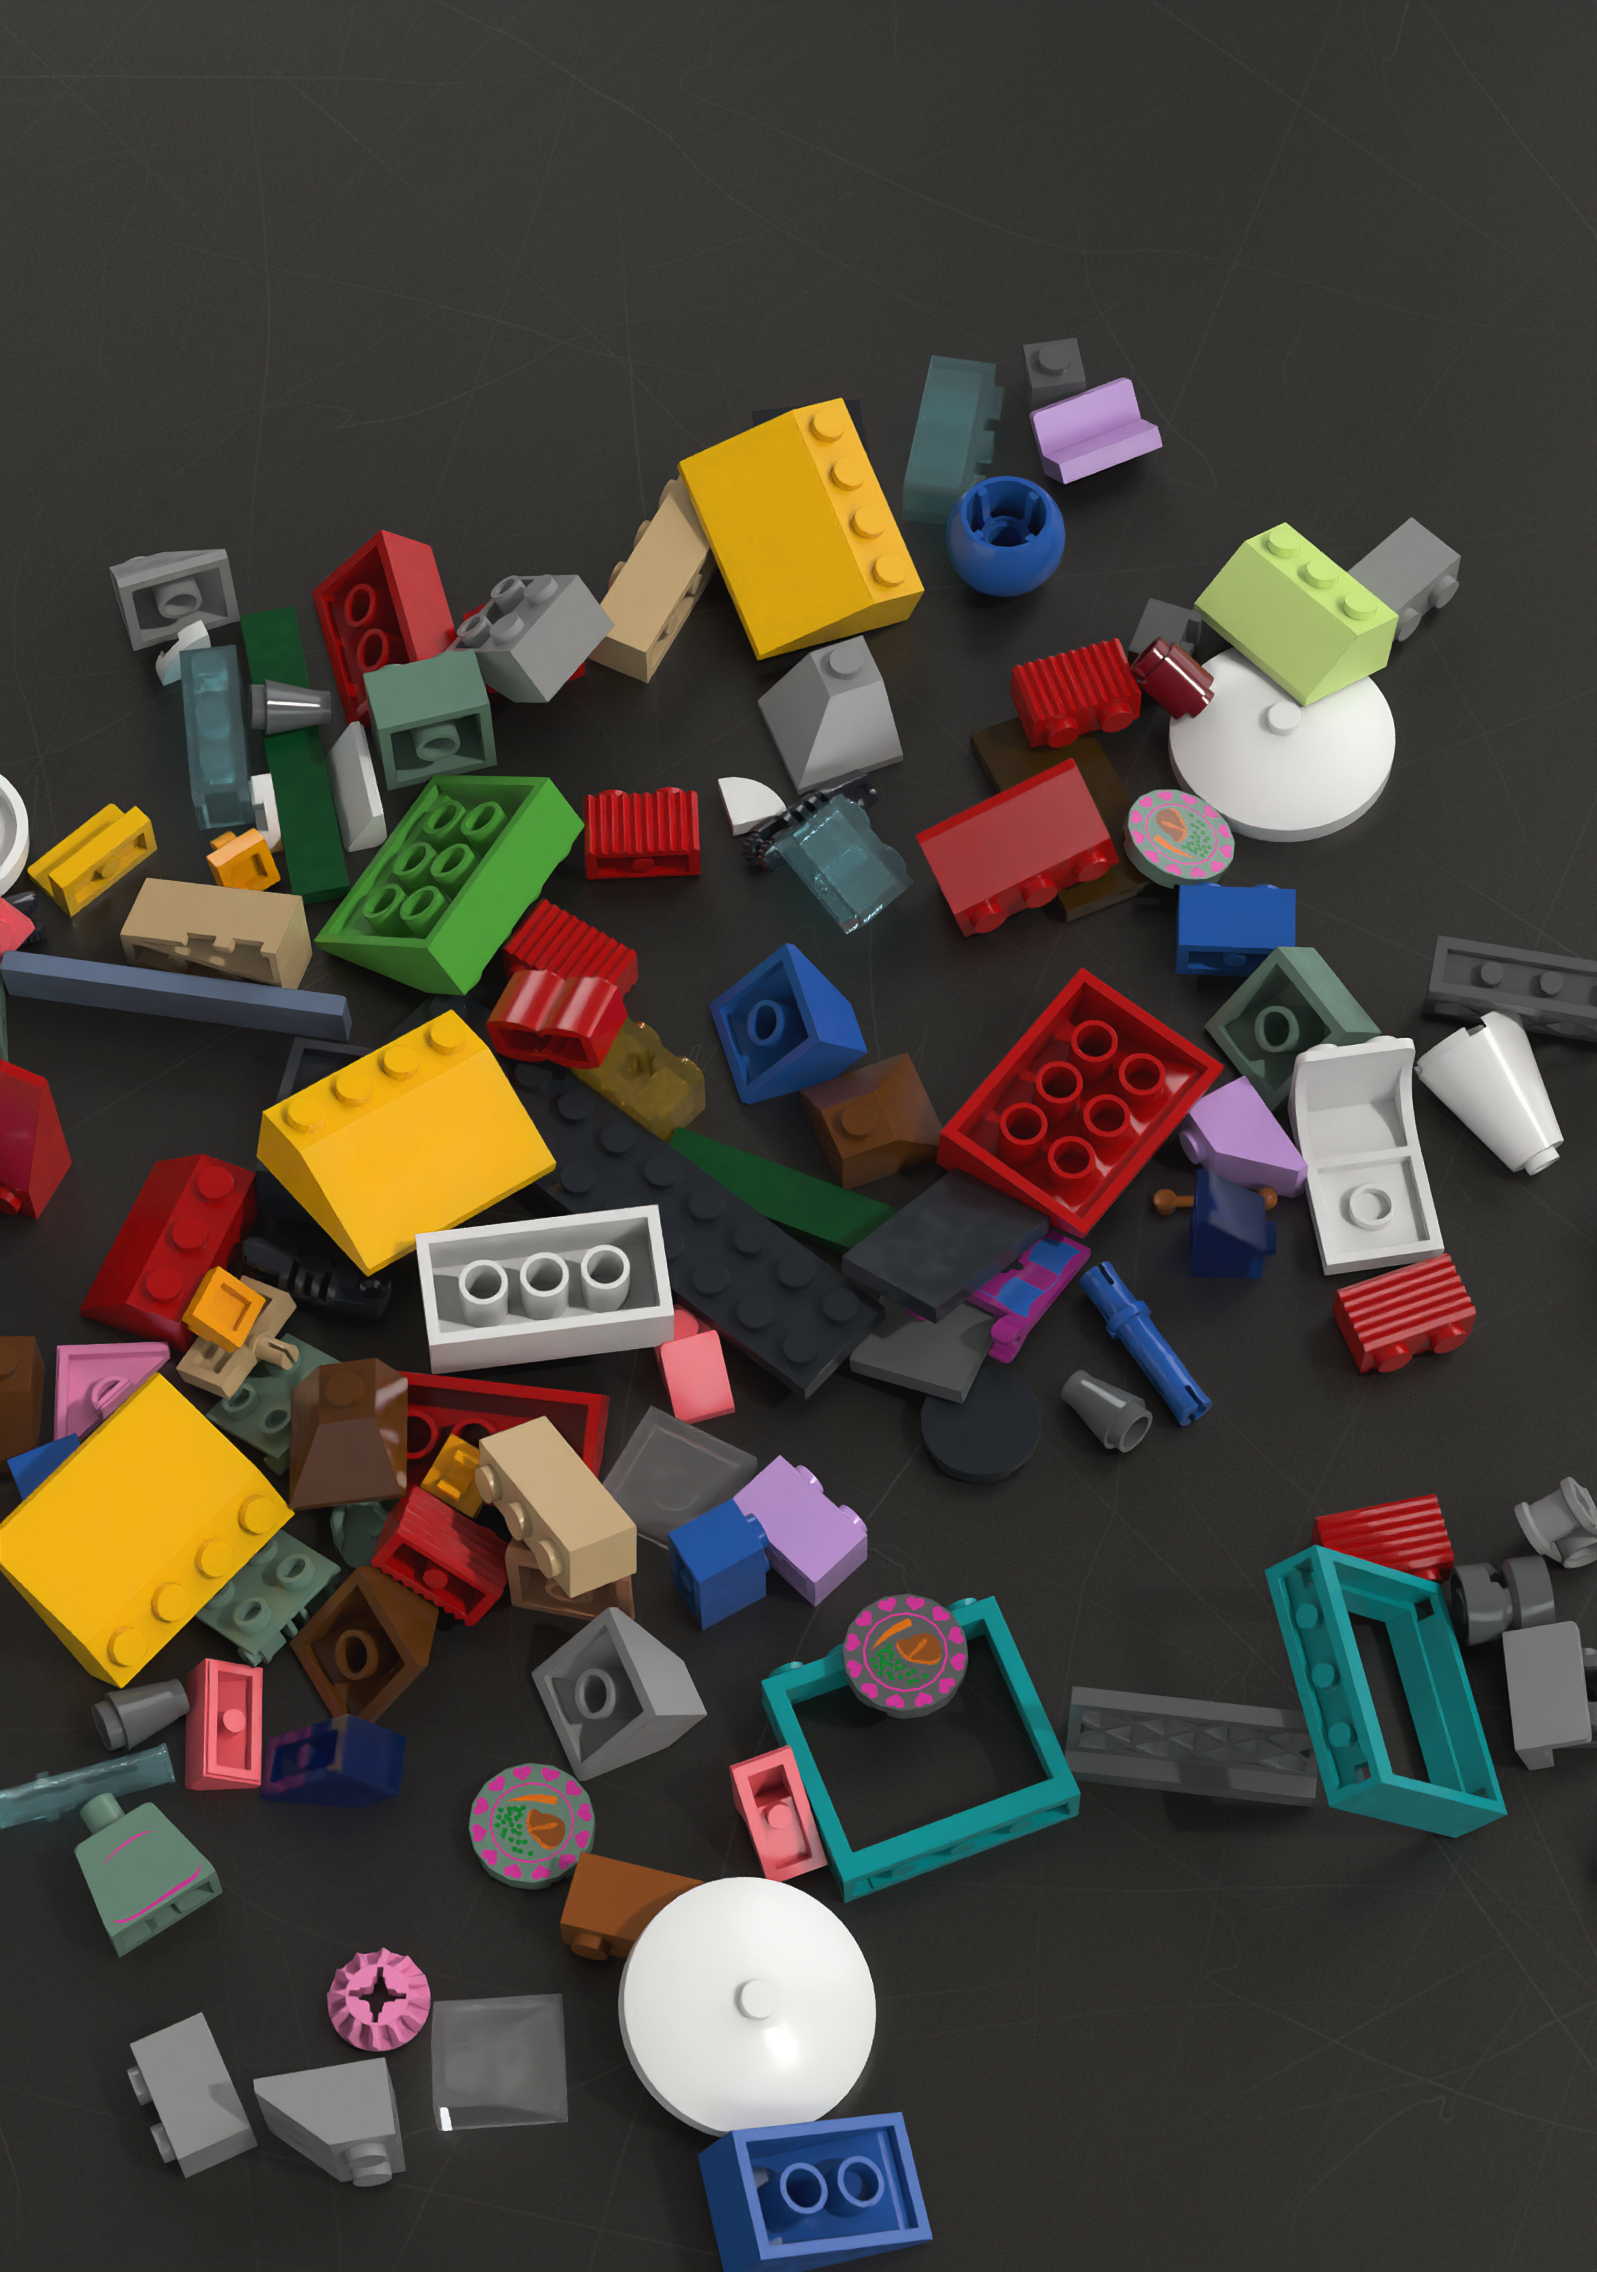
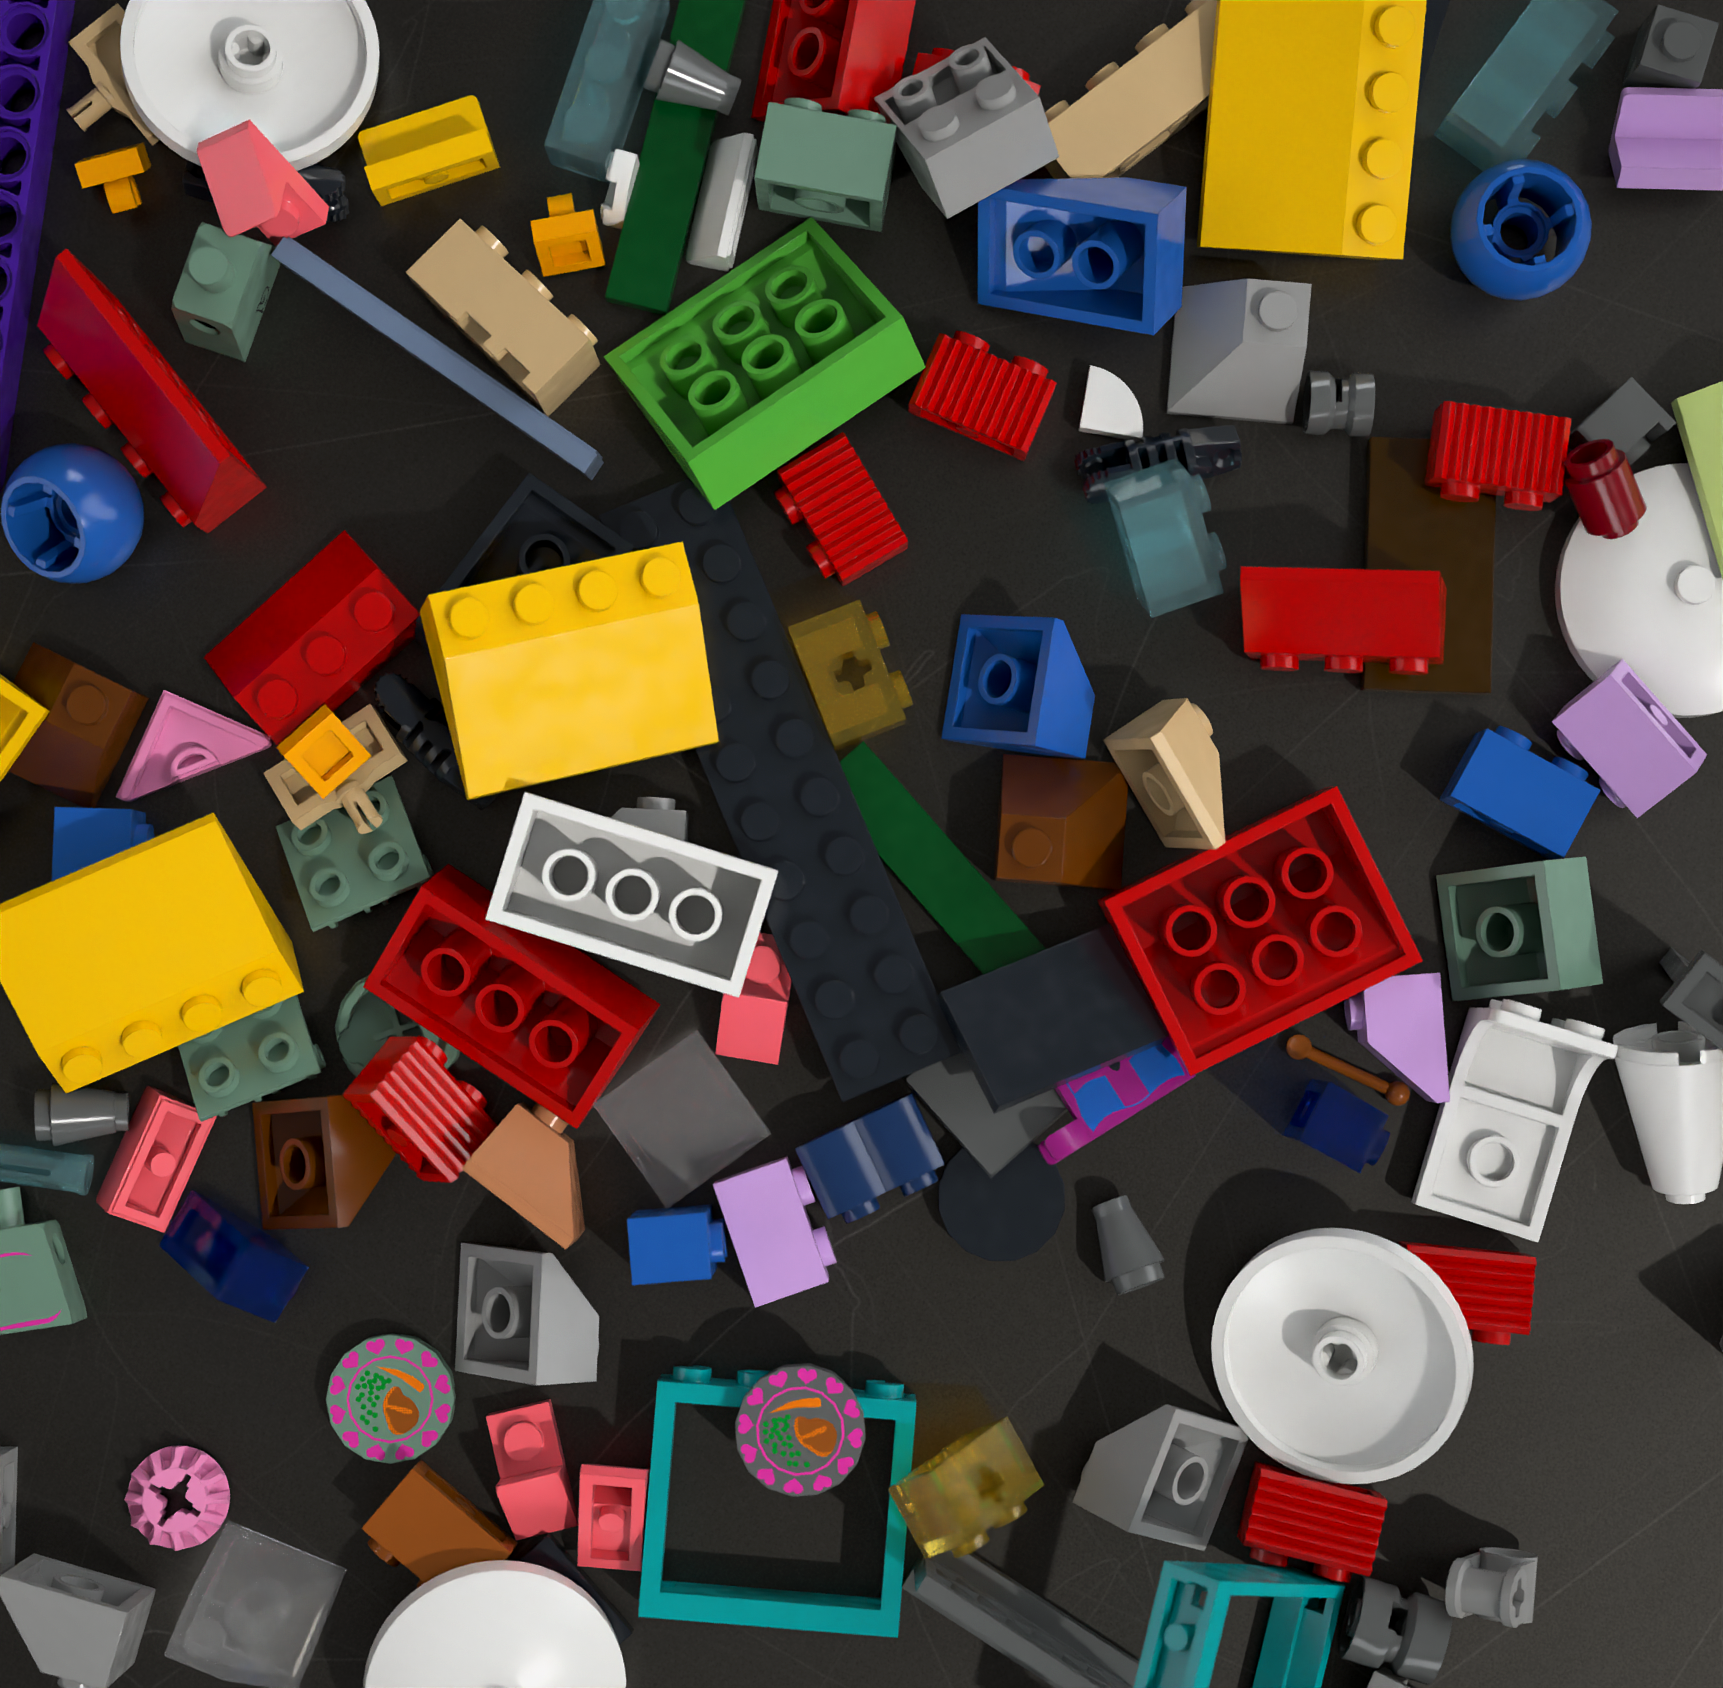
camera: 25 degrees right, 25 degrees up
(348, 1435) = (377, 958): reddish brown slope -> none
(453, 1476) = (473, 1039): light orange tile -> none
(556, 1507) = (529, 1146): tan brick -> none
(557, 1019) = (790, 587): red brick -> none
(665, 692) = (1084, 250): none -> blue slope
(688, 1826) = (531, 1470): none -> coral slope
(853, 1434) = (870, 1158): none -> dark blue brick
(931, 721) = (1338, 403): none -> dark grey wheel
(944, 1031) = (1174, 773): none -> tan slope
(1074, 1642) = (967, 1489): none -> clear yellow brick
(1131, 1324) = (1199, 1194): blue pin -> none
(1177, 839) = (1516, 663): sand green tile -> none
(1221, 1563) = (1163, 1475): none -> light grey slope
(1296, 850) = (1628, 739): none -> lavender brick
(1330, 1395) = (1342, 1355): none -> white dish

